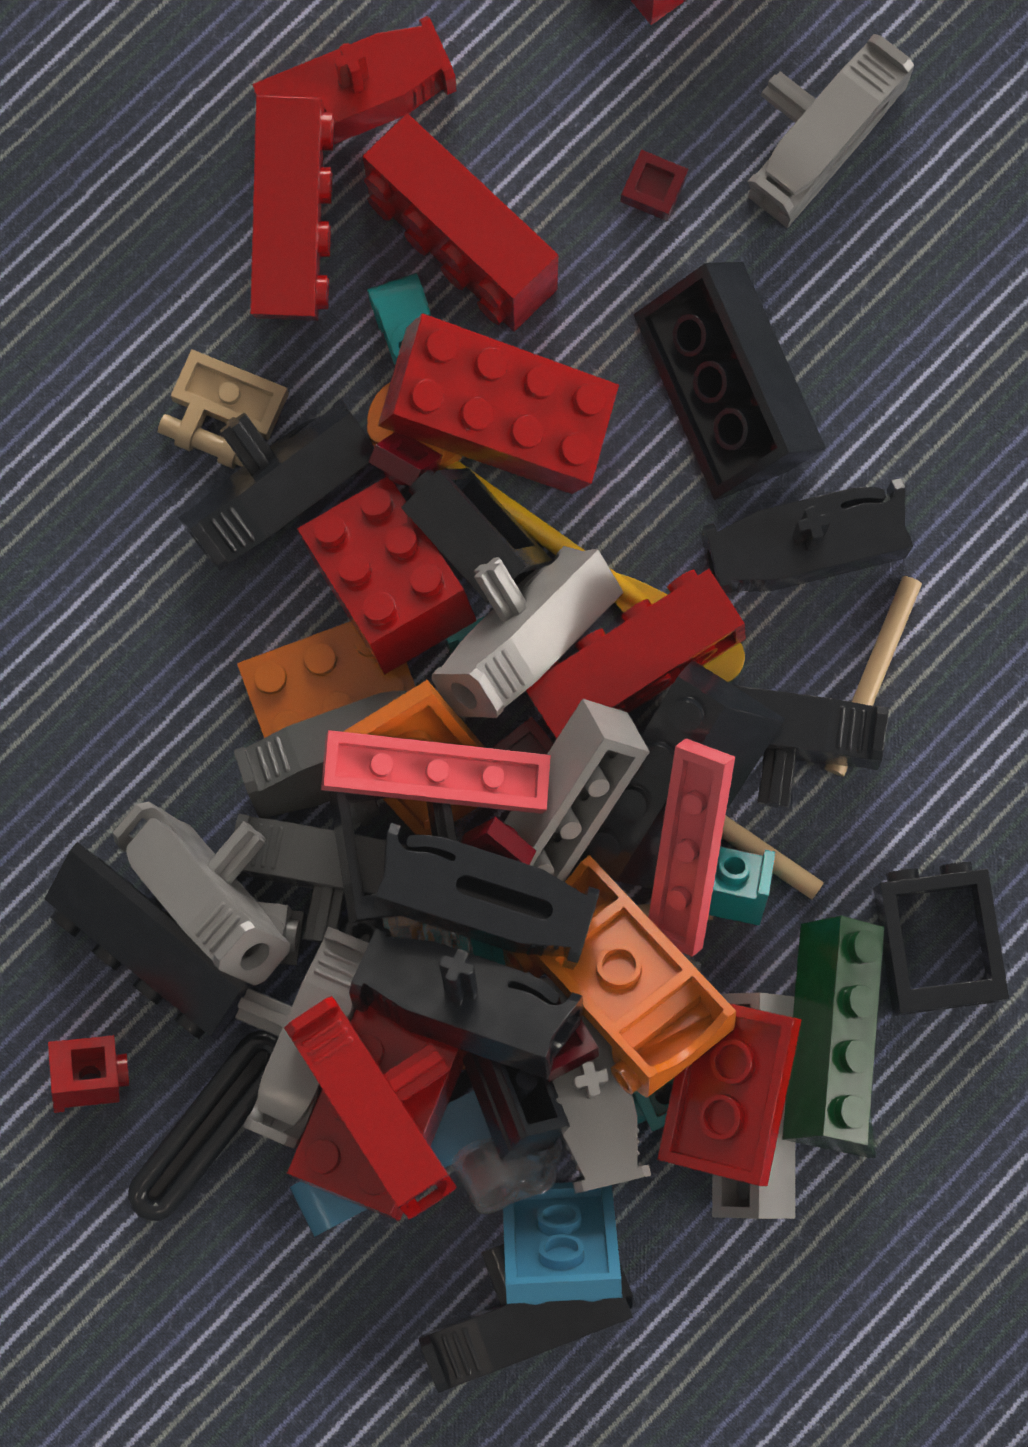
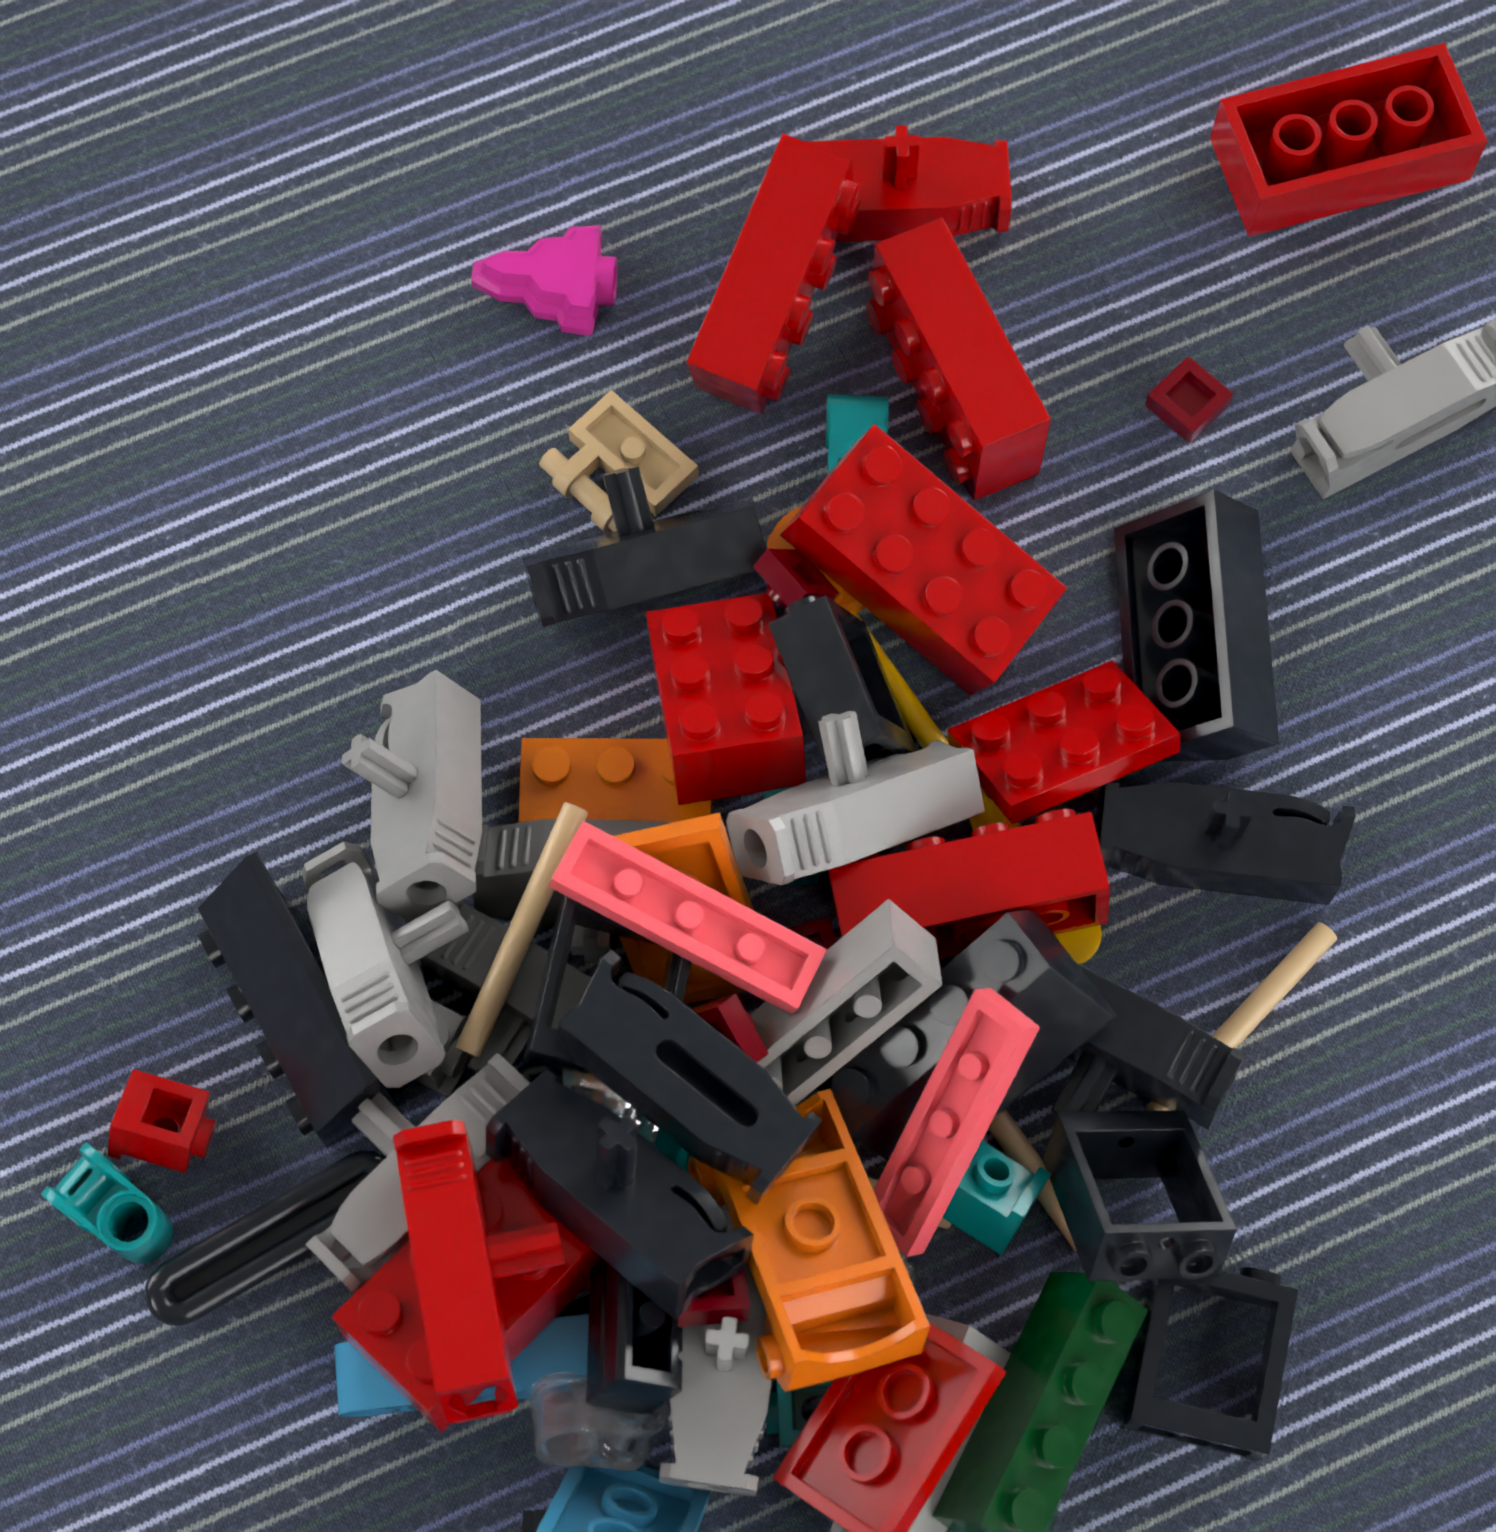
camera: 20 degrees right, 10 degrees down
(64, 1148) = (103, 1200): none -> teal piece
(107, 268) = (555, 279): none -> dark pink rock
(185, 743) = (424, 794): none -> light grey piece
(306, 823) = (519, 934): none -> tan bar
(661, 508) = (1065, 741): none -> red plate
(846, 798) = (1158, 1146): none -> black window

